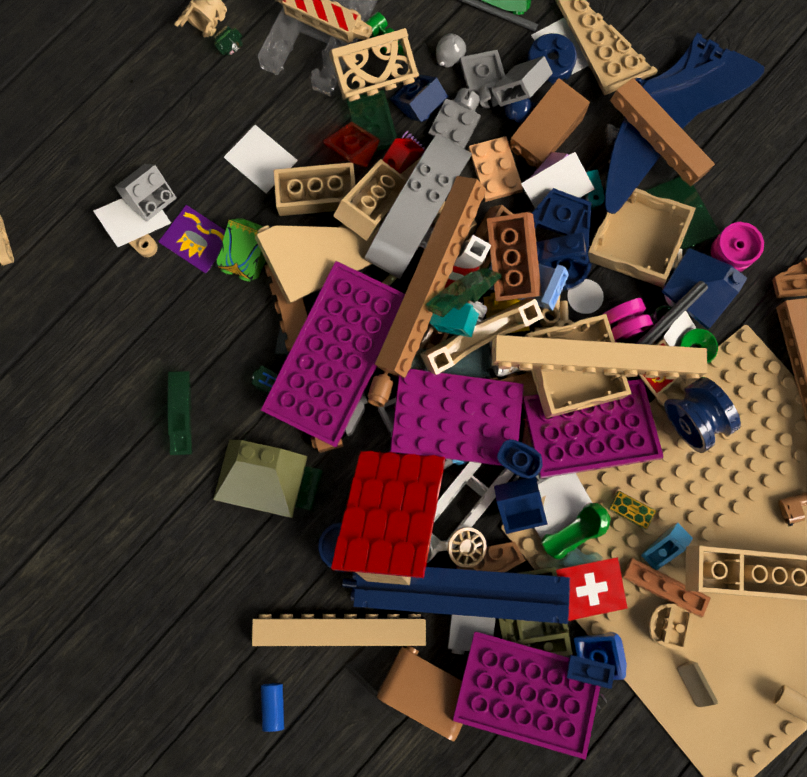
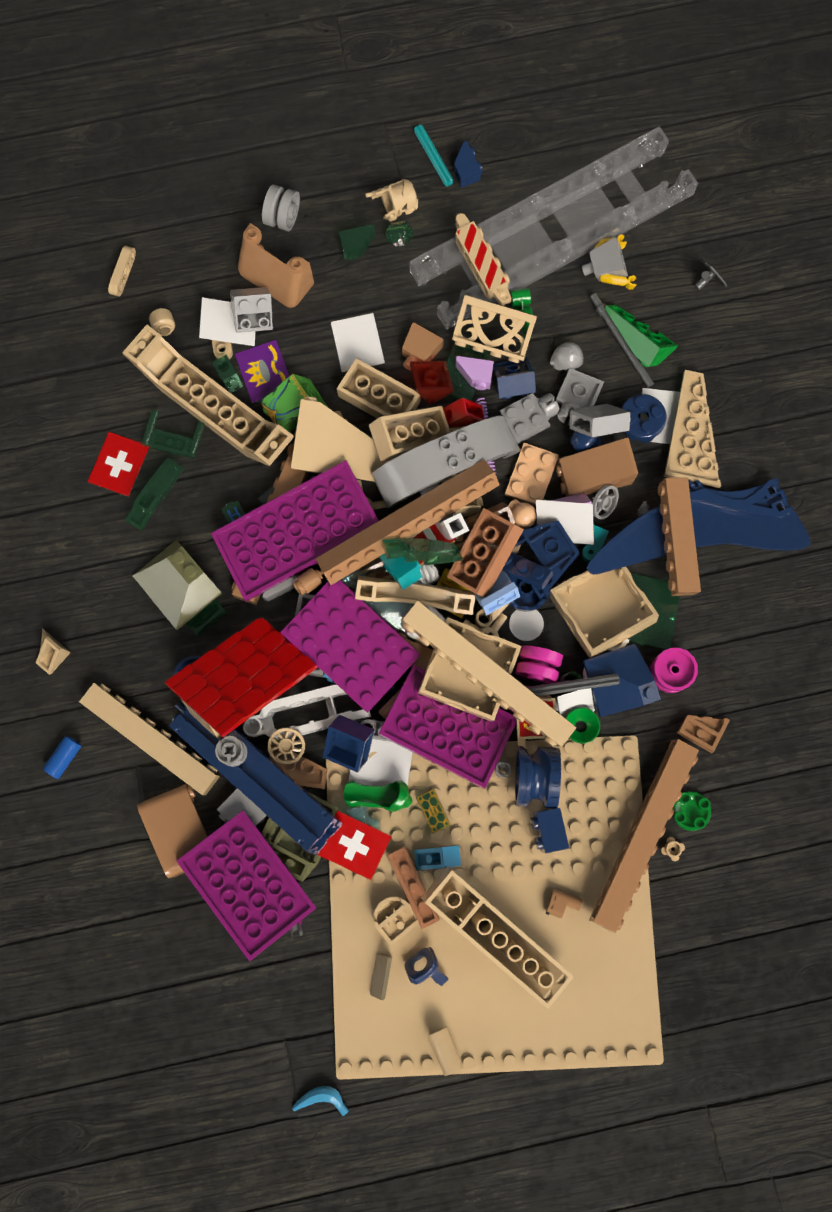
camera: 40 degrees right, 0 degrees up
(71, 257) = (162, 321): none -> tan head
(106, 85) = (280, 207): none -> light grey wheel
(125, 410) = (118, 464): none -> red sticker
(132, 147) = (285, 282): none -> medium nougat windscreen
(160, 357) = (171, 442): none -> clear green plate
(166, 262) = (227, 373): none -> clear green leg
(167, 295) = (206, 398): none -> tan slope
(190, 622) = (50, 653): none -> tan slope
(194, 72) = (356, 241): none -> clear green slope
(319, 123) = (420, 345): none -> medium nougat torso
(385, 112) = (475, 371): none -> lavender slope
(431, 587) = (231, 751): none -> light grey wheel
(515, 203) = (523, 514): none -> light nougat piece
(520, 458) = (370, 707): dark blue piece -> none
(576, 145) = (605, 501): none -> light grey wheel
(590, 672) = (302, 902): dark blue plate -> none
(605, 649) = (329, 901): blue slope -> none
(664, 428) = (504, 766): none -> light grey hinge
(736, 647) = (431, 968): none -> dark blue piece
(744, 453) = (550, 830): none -> dark blue brick

